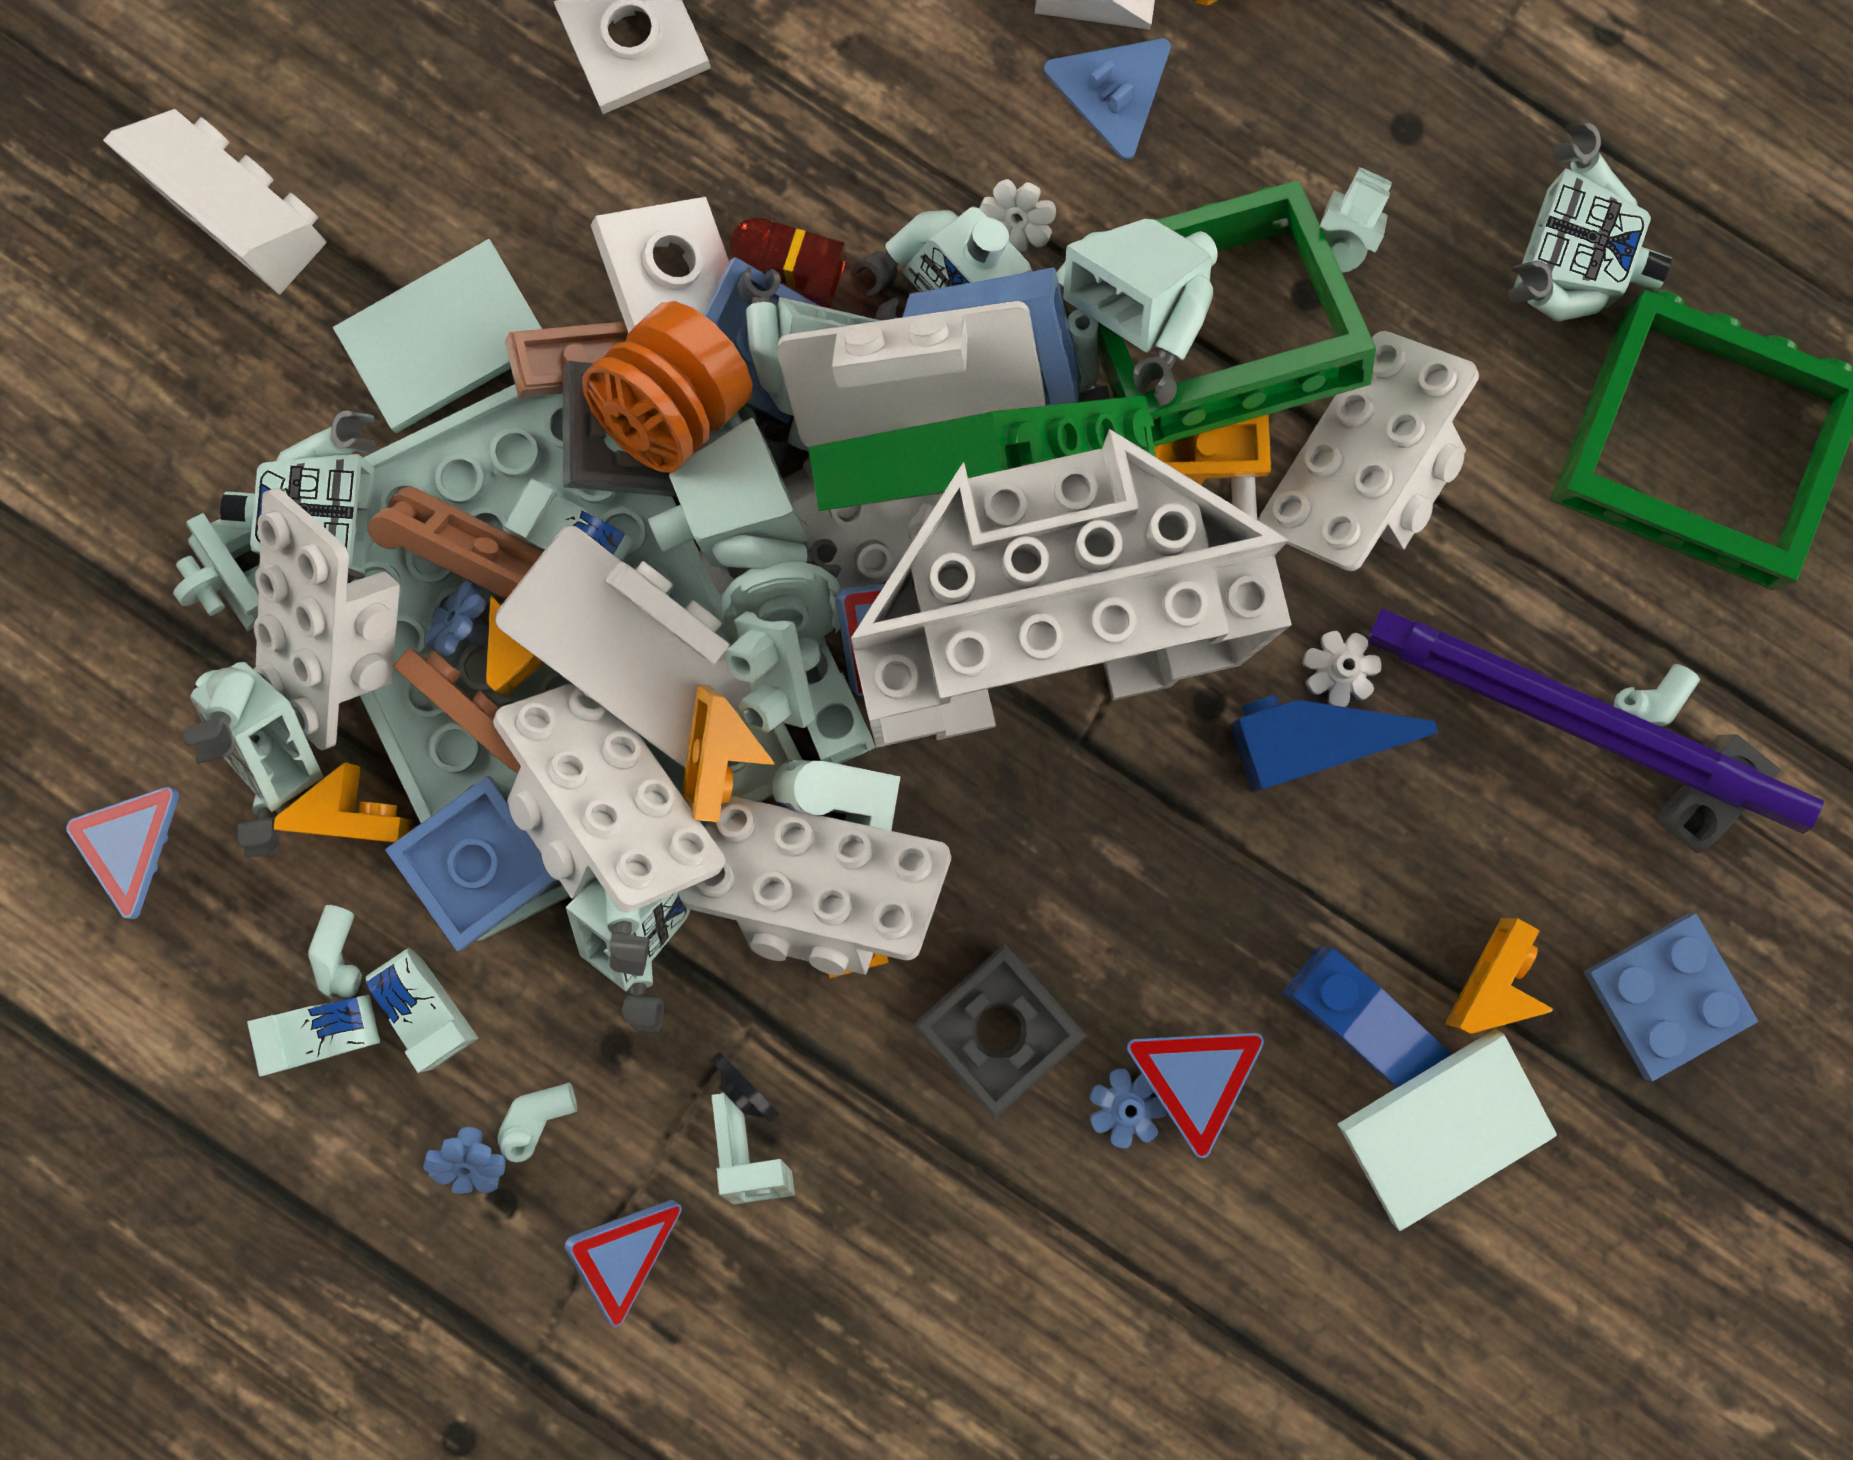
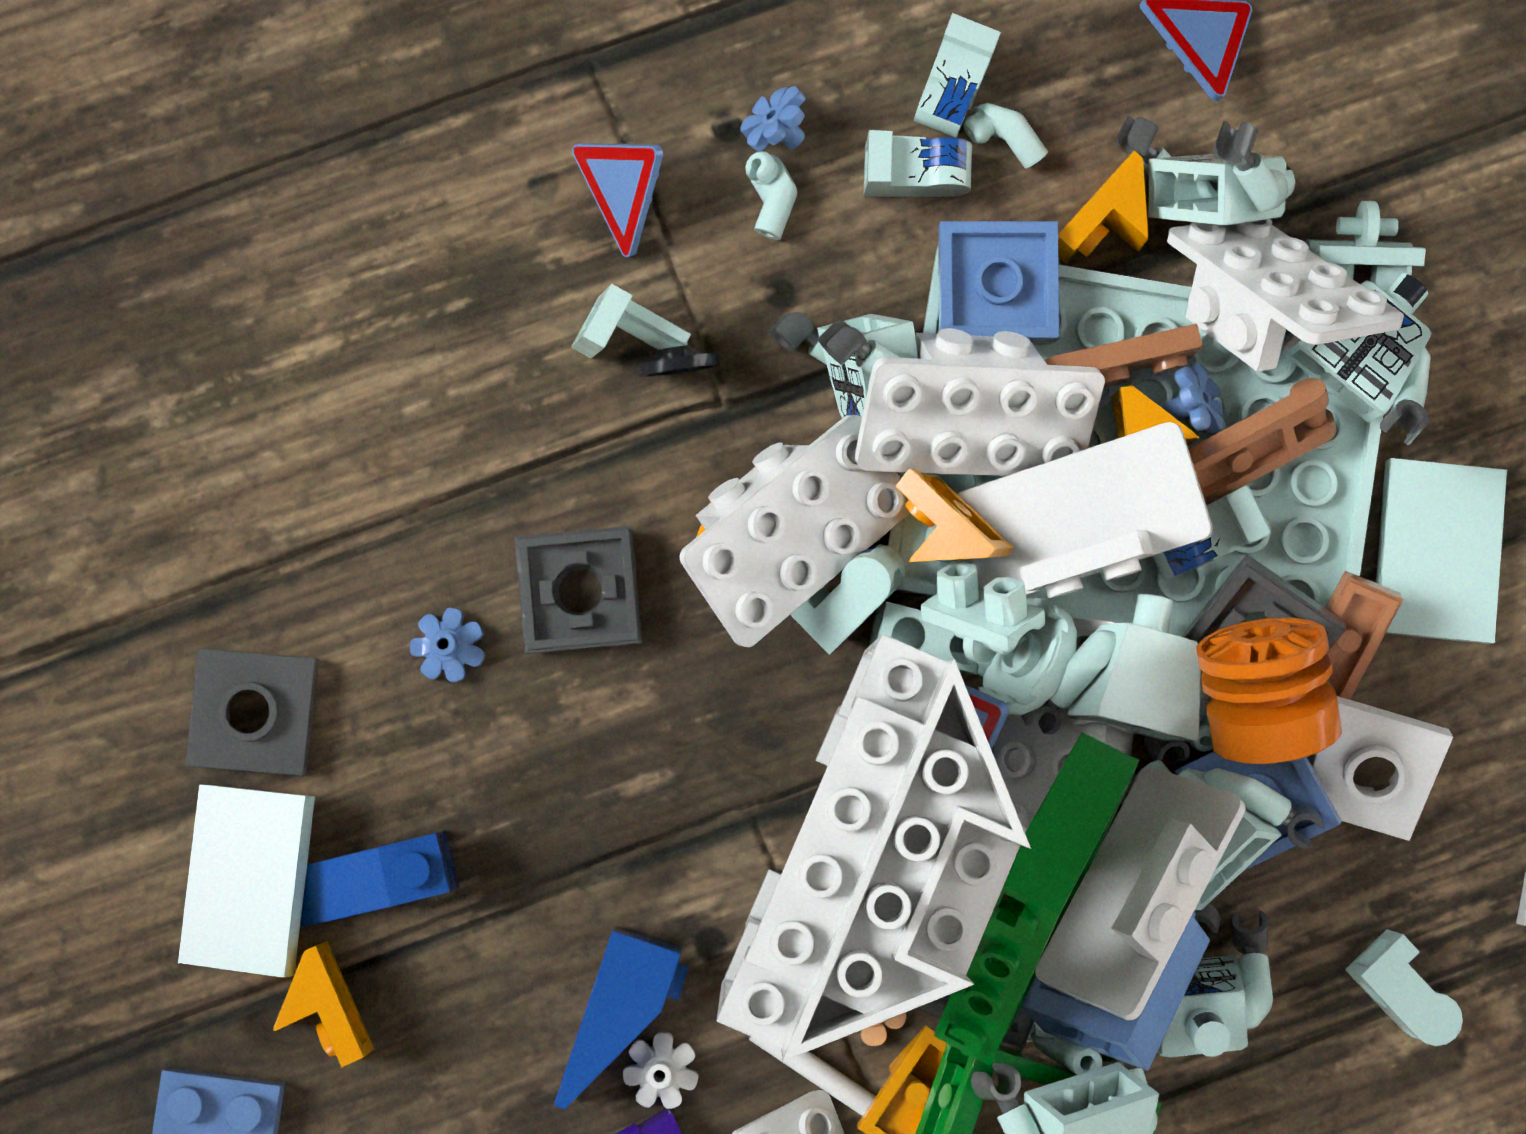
camera: 125 degrees right, 0 degrees up
(797, 255) = (1309, 872): clear red leg -> none
(835, 117) = (1402, 993): none -> light aqua leg
(1021, 213) = (1215, 1083): white plant -> none
(1197, 1079) = (429, 714): piece -> none
(1262, 1224) = (285, 738): none -> dark grey piece

